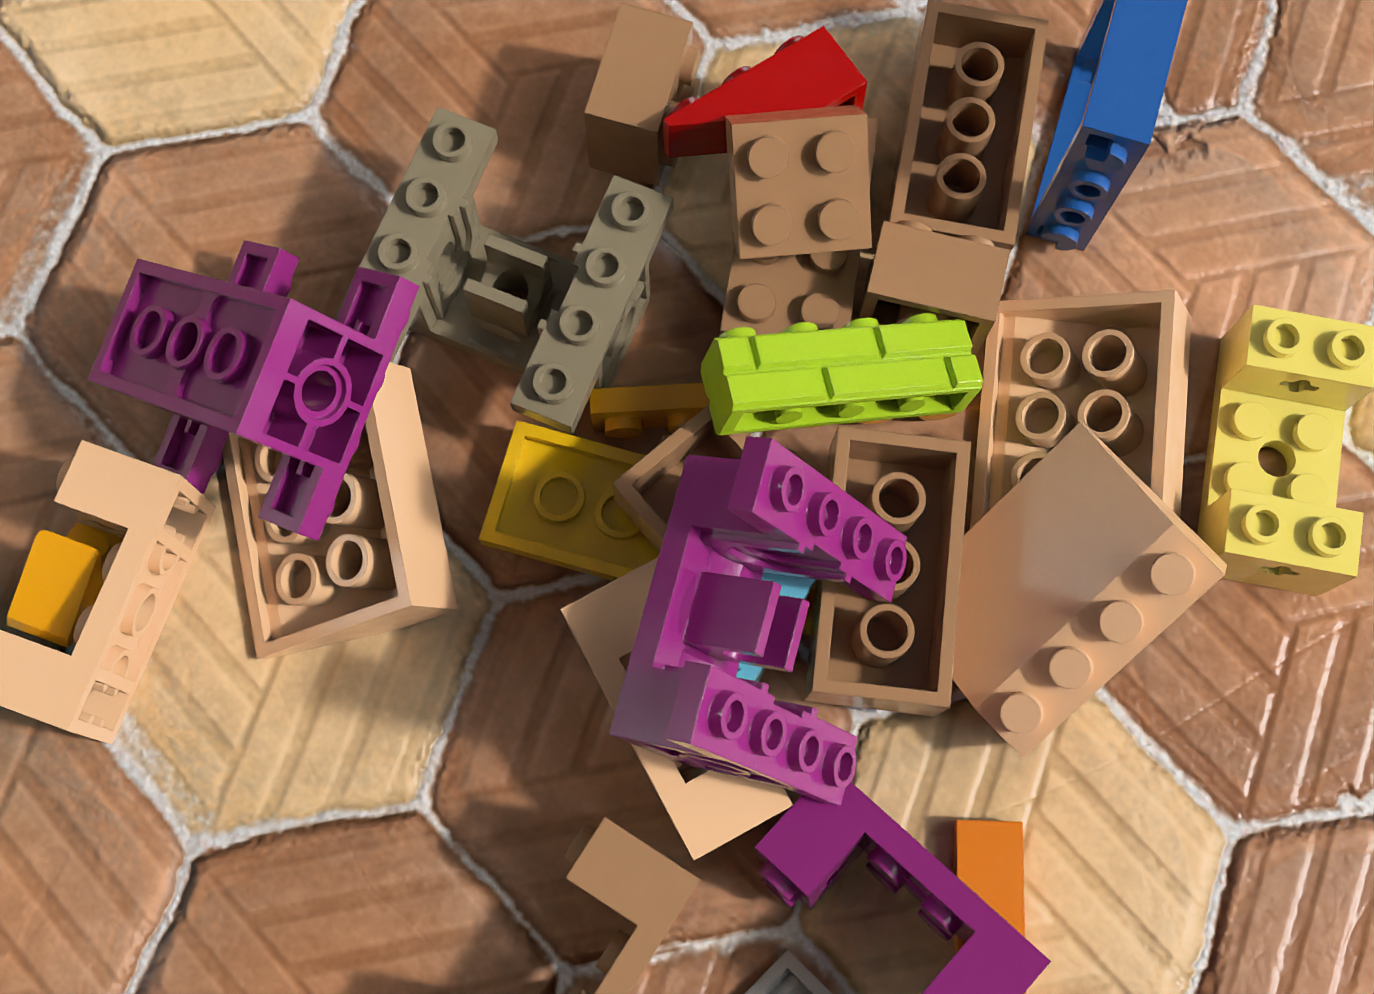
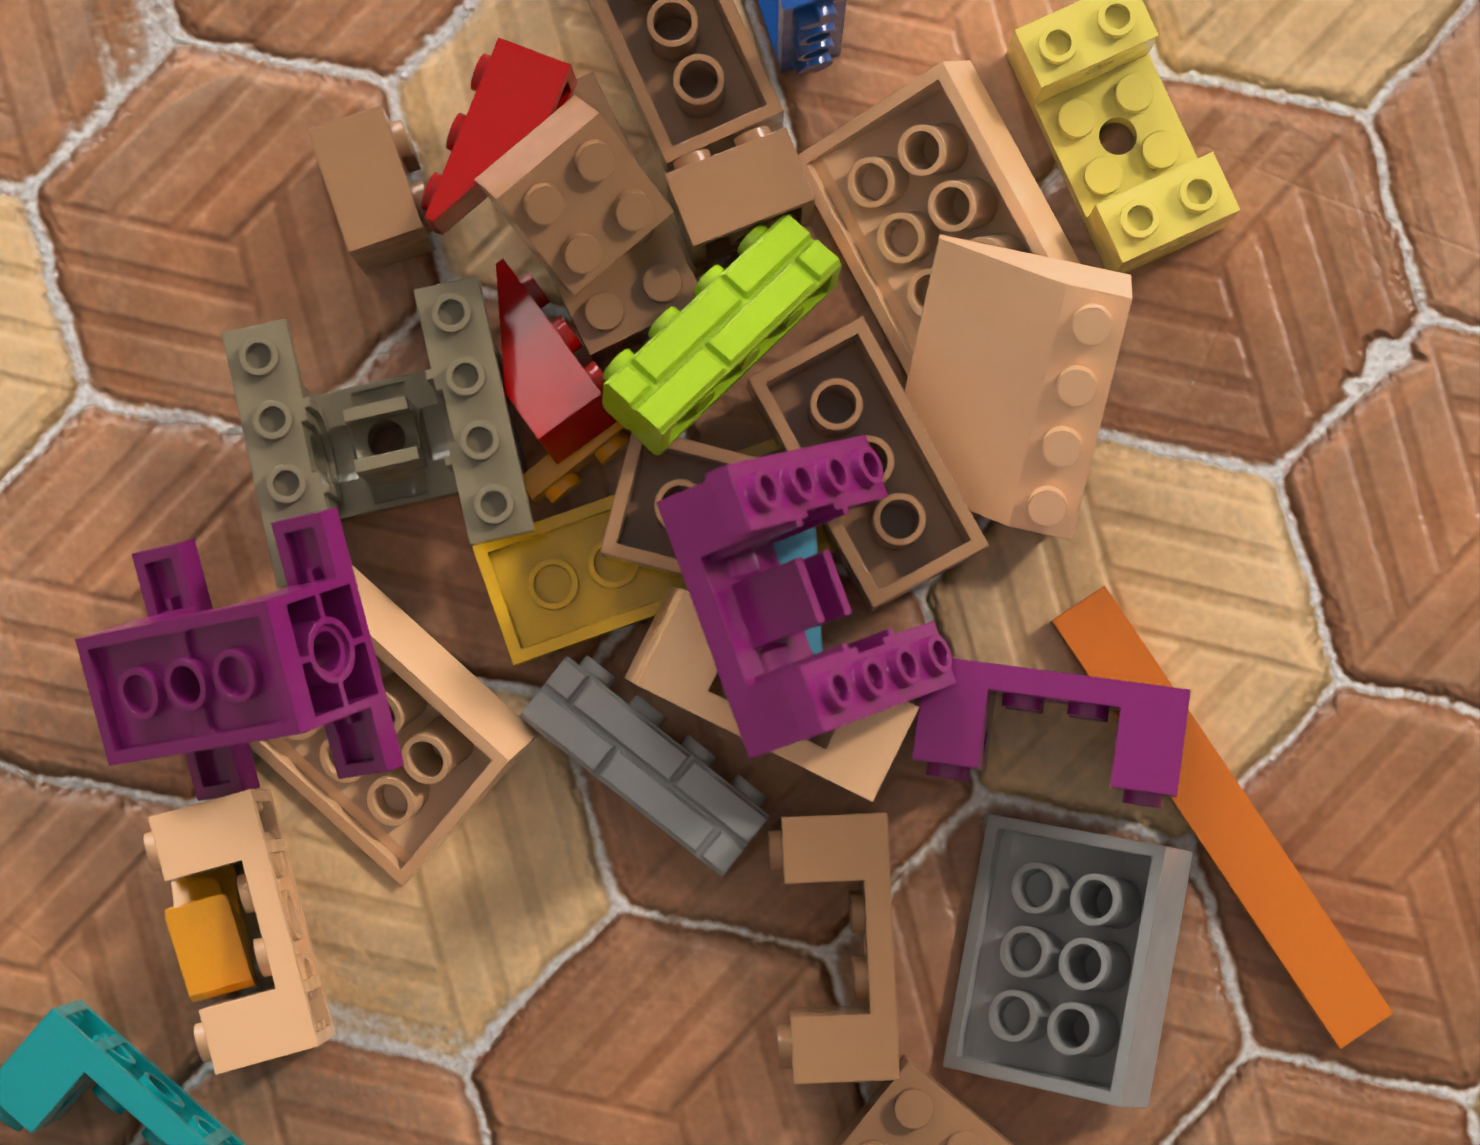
camera: 30 degrees left, 10 degrees up
(526, 698) = (645, 765): none -> light grey brick
(671, 320) = (541, 372): none -> slope

